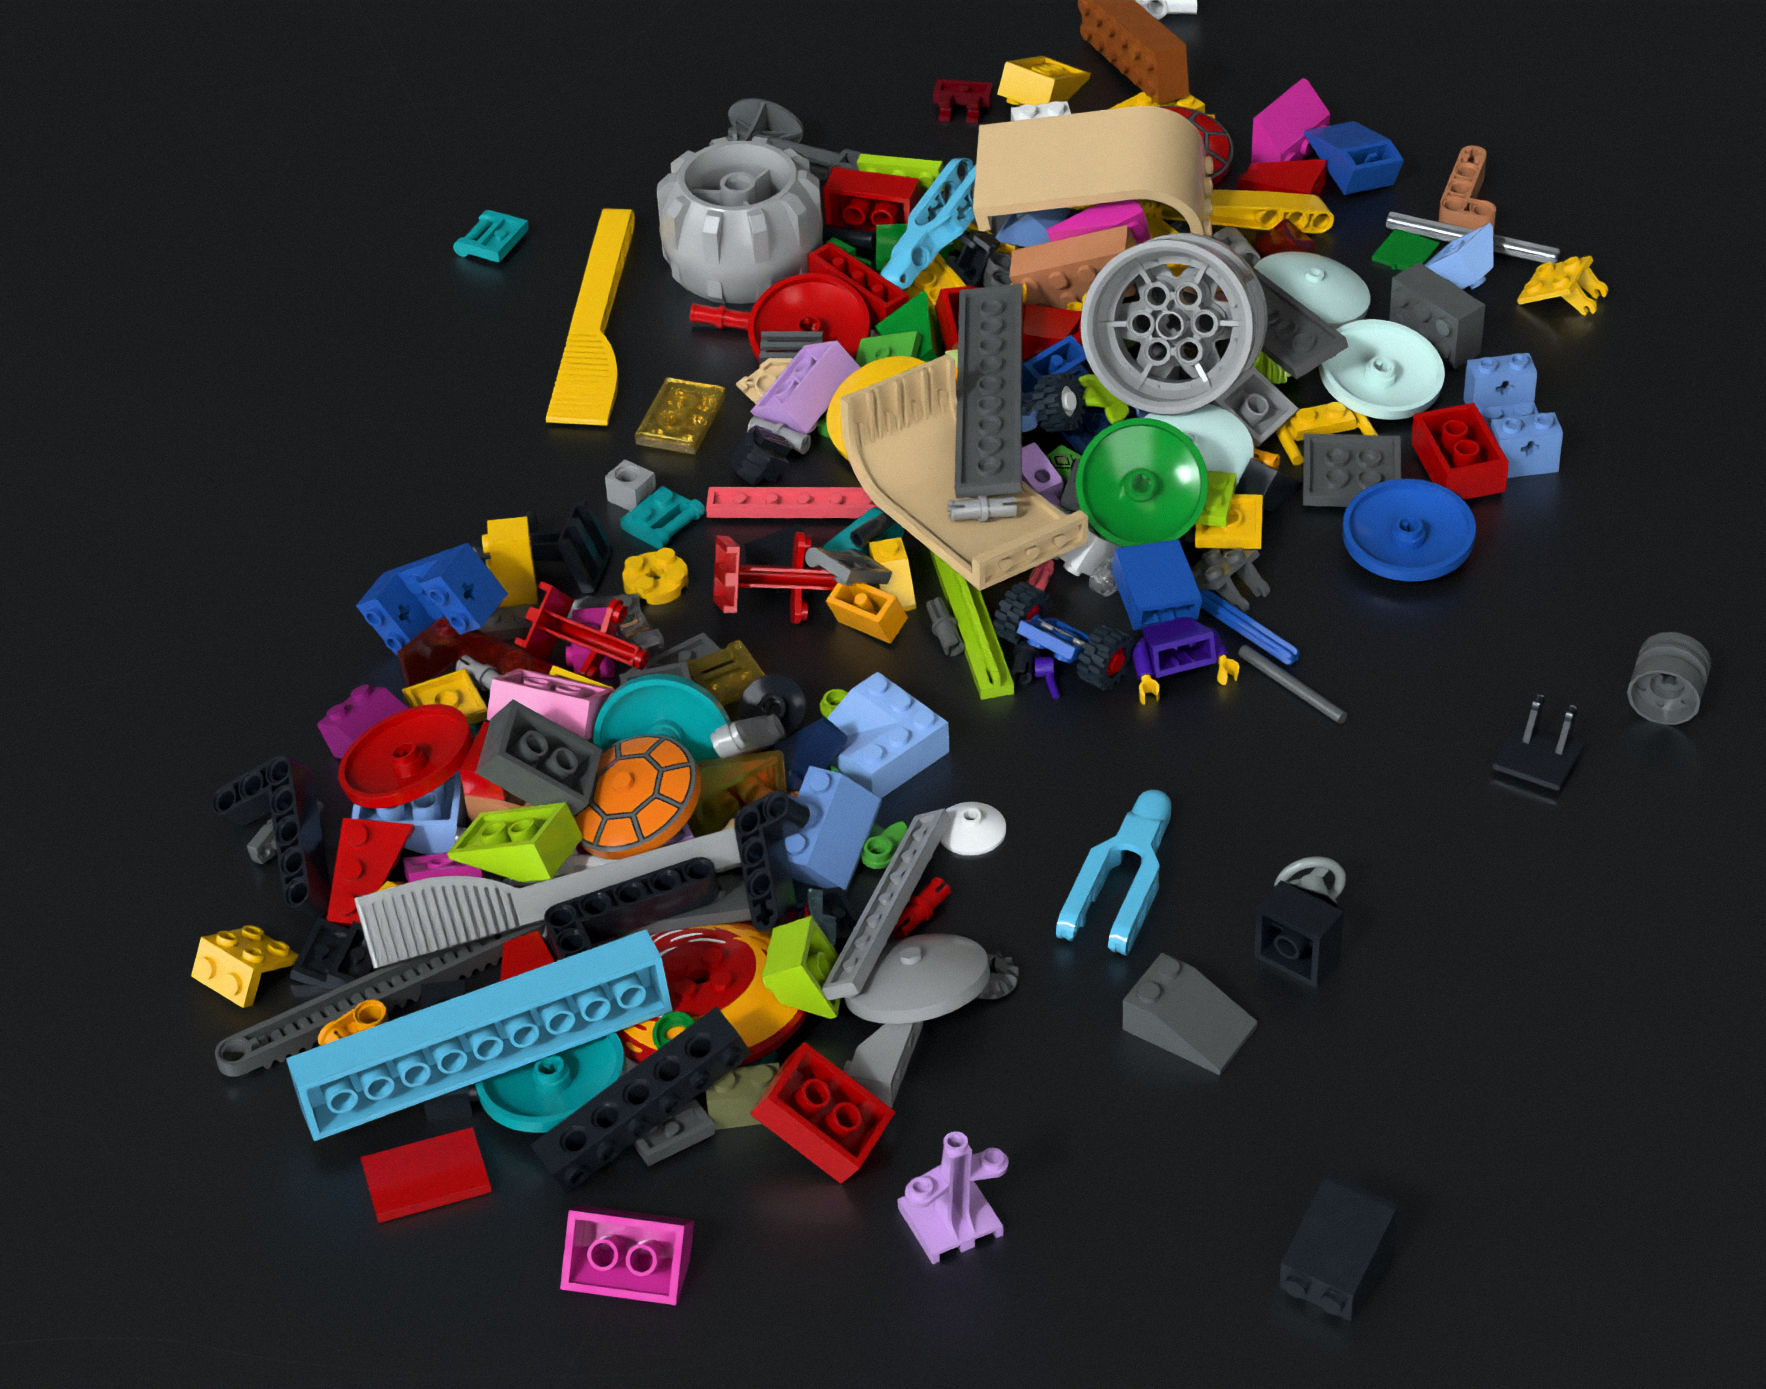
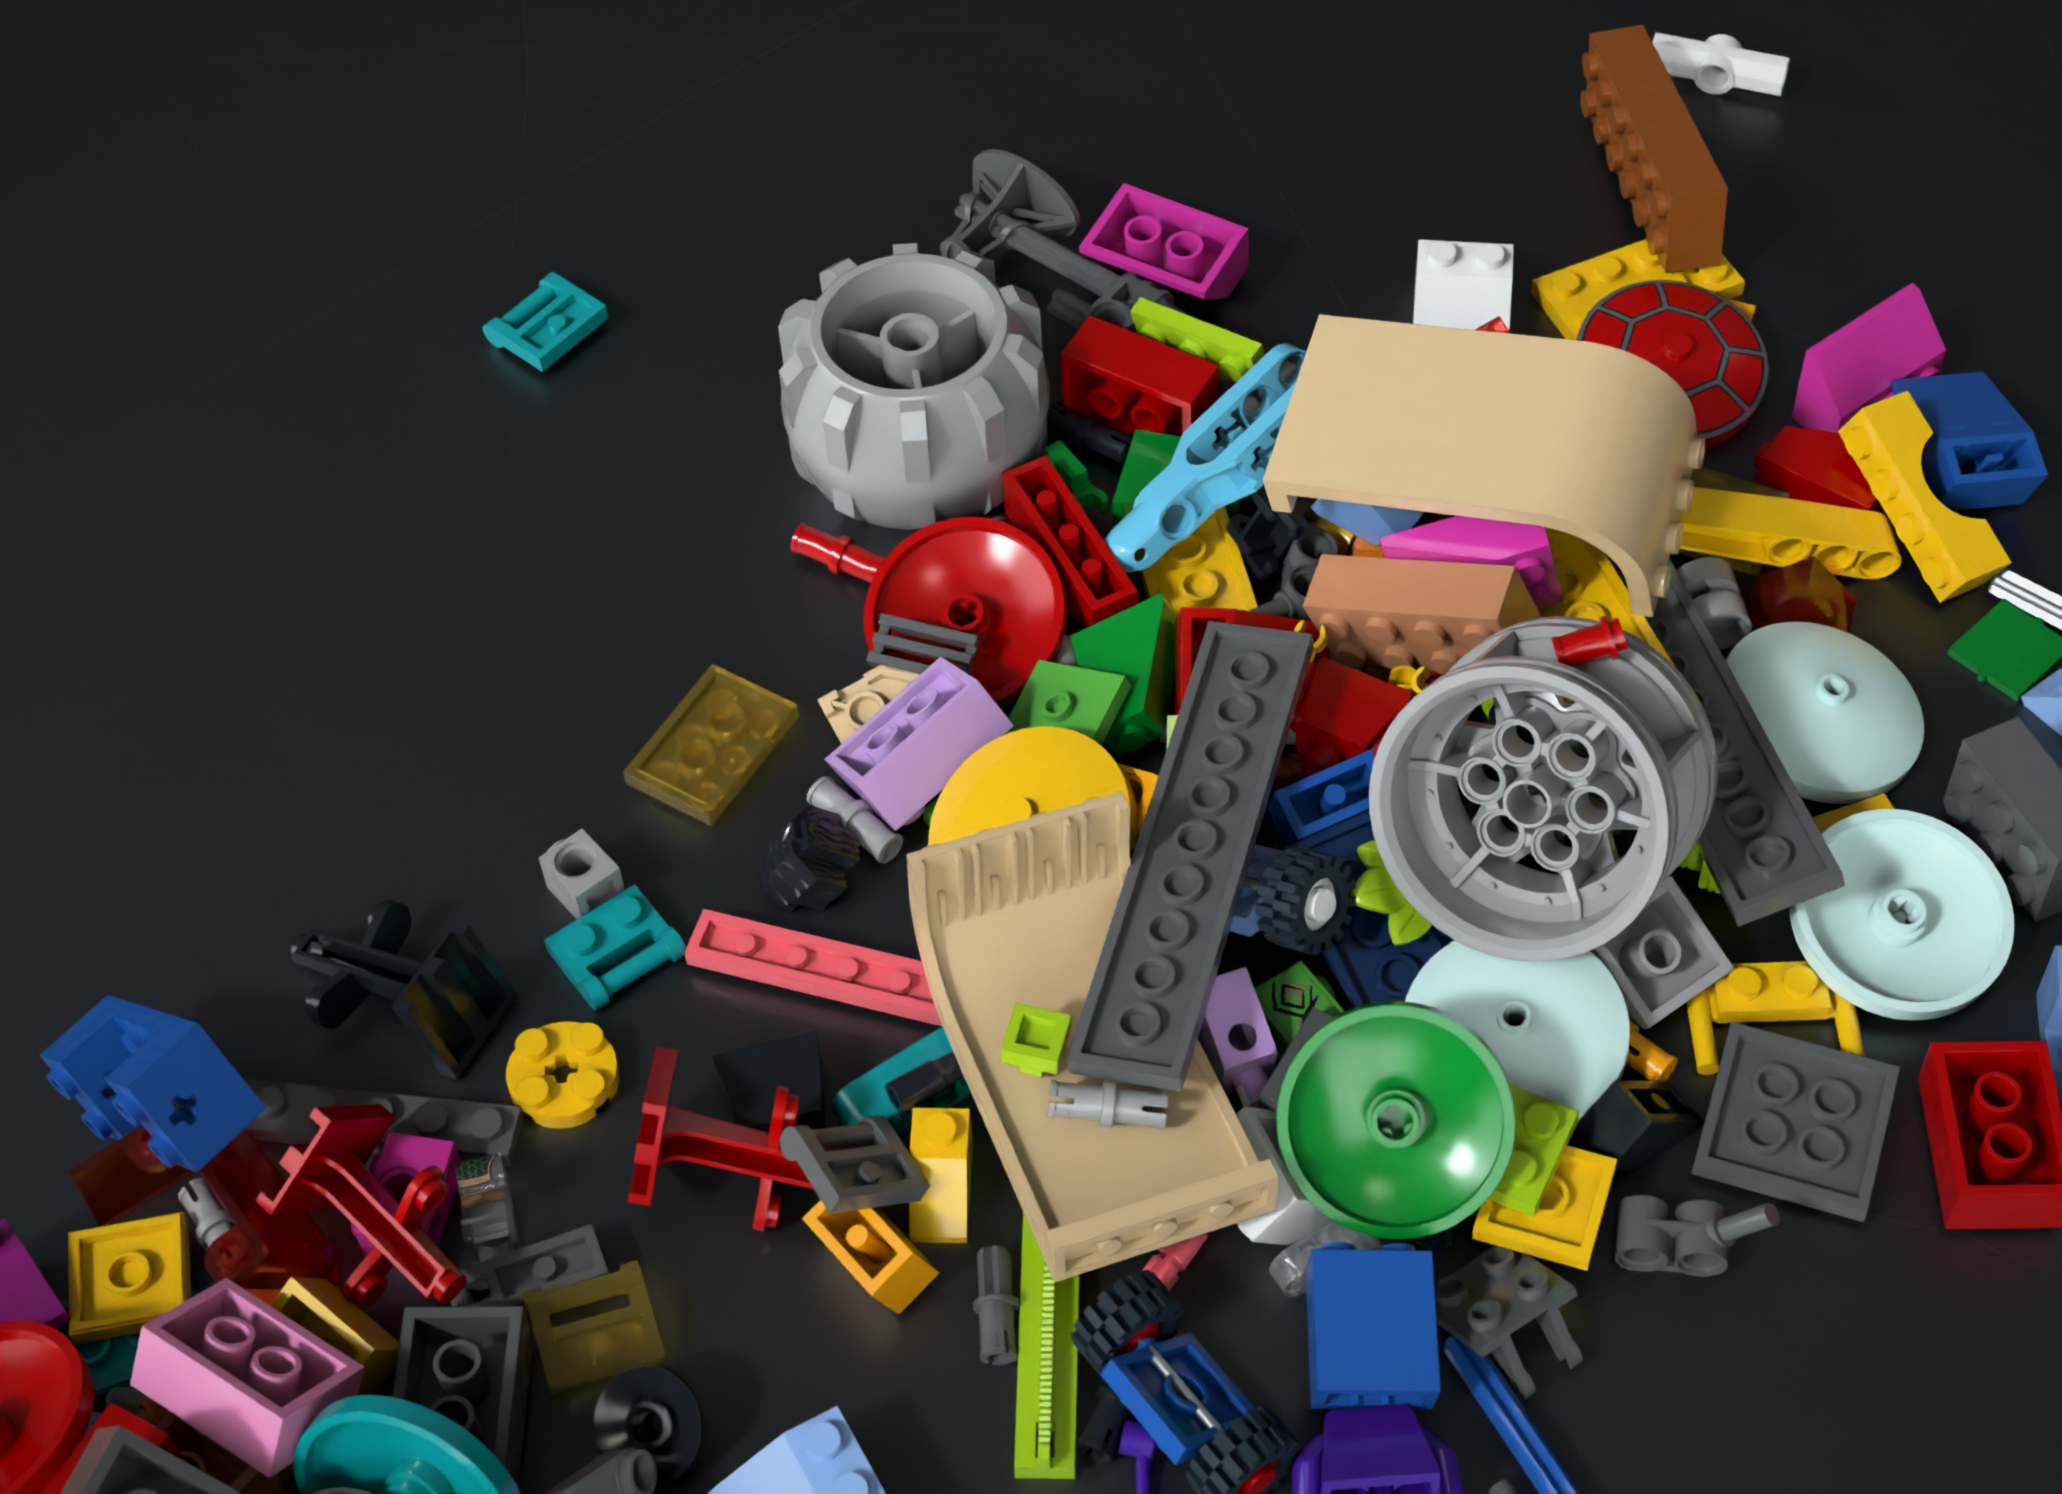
camera: 15 degrees right, 10 degrees up
(511, 559) = (314, 1023): yellow brick -> none
(588, 369) = (607, 610): yellow piece -> none
(831, 700) = (754, 1424): lime plate -> none
(862, 132) = (1169, 243): none -> dark pink slope
(933, 486) = (1035, 1040): none -> lime tile
(957, 92) = (1357, 185): dark red plate -> none
(1040, 81) = (1489, 189): yellow slope -> none
(1192, 232) = (1590, 643): none -> red pin
(1309, 531) = (1692, 1243): none -> dark grey beam
(1358, 204) = (1947, 547): none -> yellow arch
(1409, 529) = (1873, 1247): blue dish -> none

